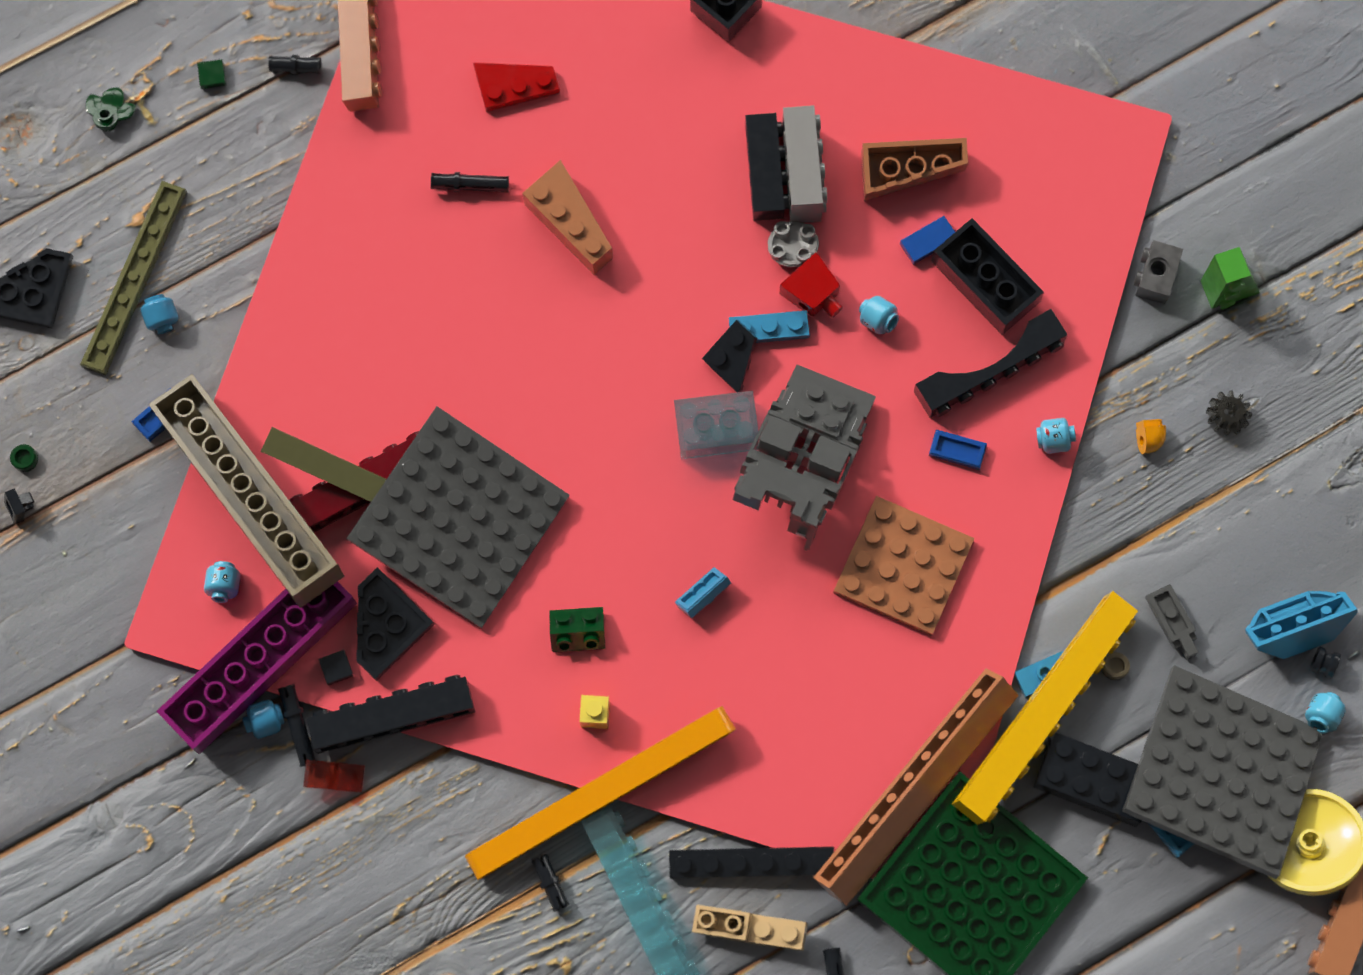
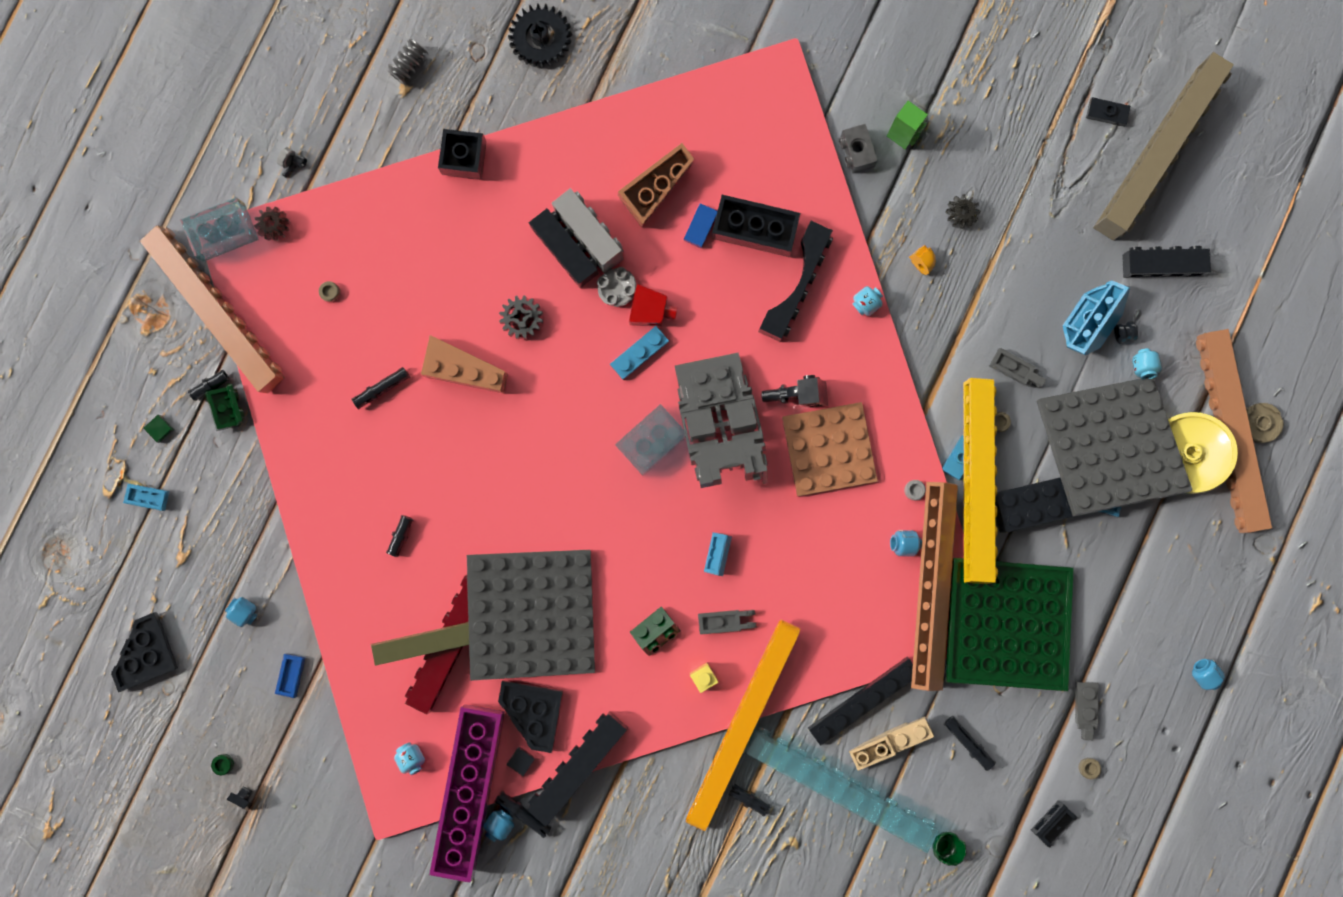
camera: 30 degrees left, 10 degrees up
(109, 108) = (107, 495): dark green plate -> none
(133, 278) = (206, 598): olive tile -> none
(149, 134) = (146, 497): none -> dark azure plate
(246, 491) = (383, 695): dark tan brick -> none
(295, 97) = (225, 408): none -> dark green bracket
(334, 776) = (568, 828): clear red slope -> none
(379, 345) = (399, 536): none -> black pin
(487, 51) = (329, 291): none -> dark tan tile
(514, 83) = (362, 301): red wing -> none
(659, 669) = (724, 621): none -> dark grey hinge
(677, 212) = (523, 325): none -> dark grey gear
(732, 354) = (629, 388): black wing -> none
(879, 315) = (704, 297): medium azure head -> none
(917, 720) = (905, 543): none -> dark azure head
(921, 483) = (810, 392): none -> black brick
(958, 449) = (812, 351): blue tile -> none
(967, 672) = (914, 490): none -> light grey tile

